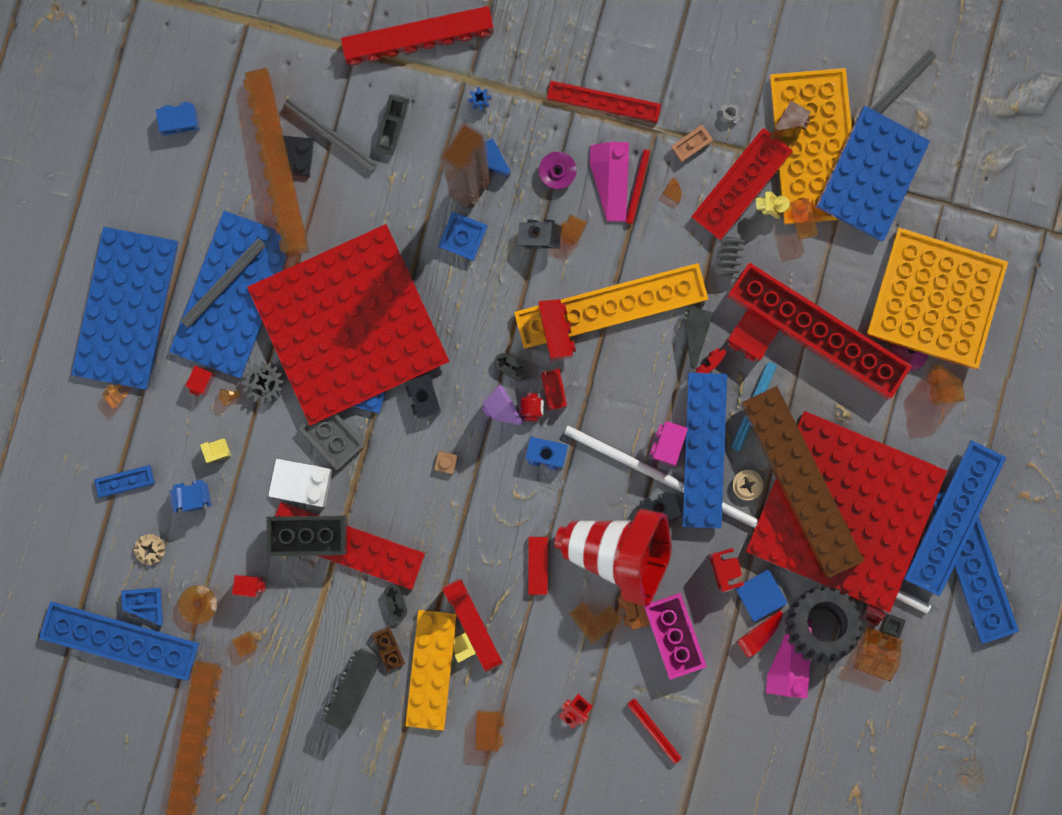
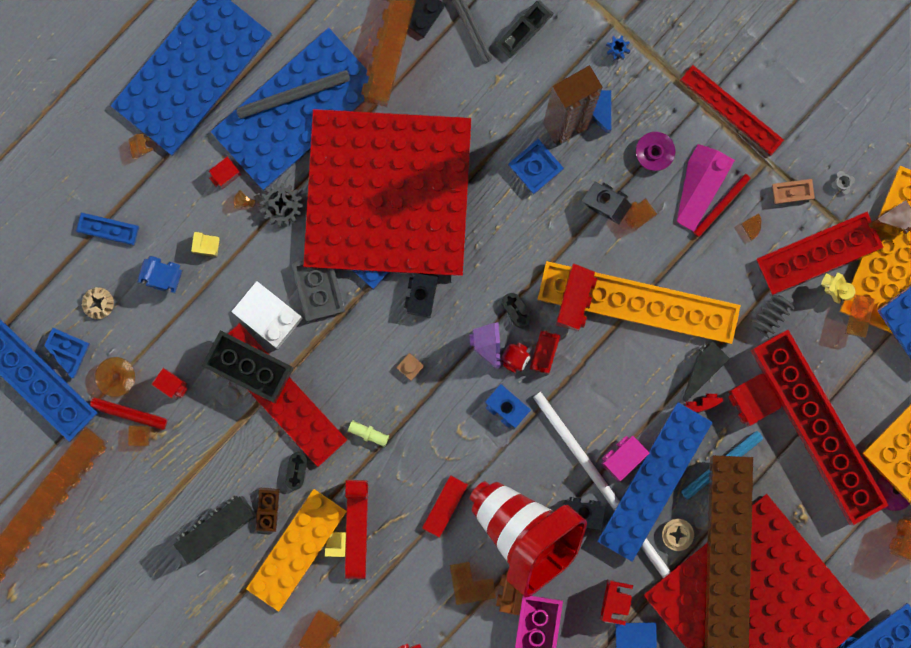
camera: 25 degrees right, 0 degrees up
(226, 629) = (128, 413): none -> red axle
(440, 538) = (368, 433): none -> yellowish green pin

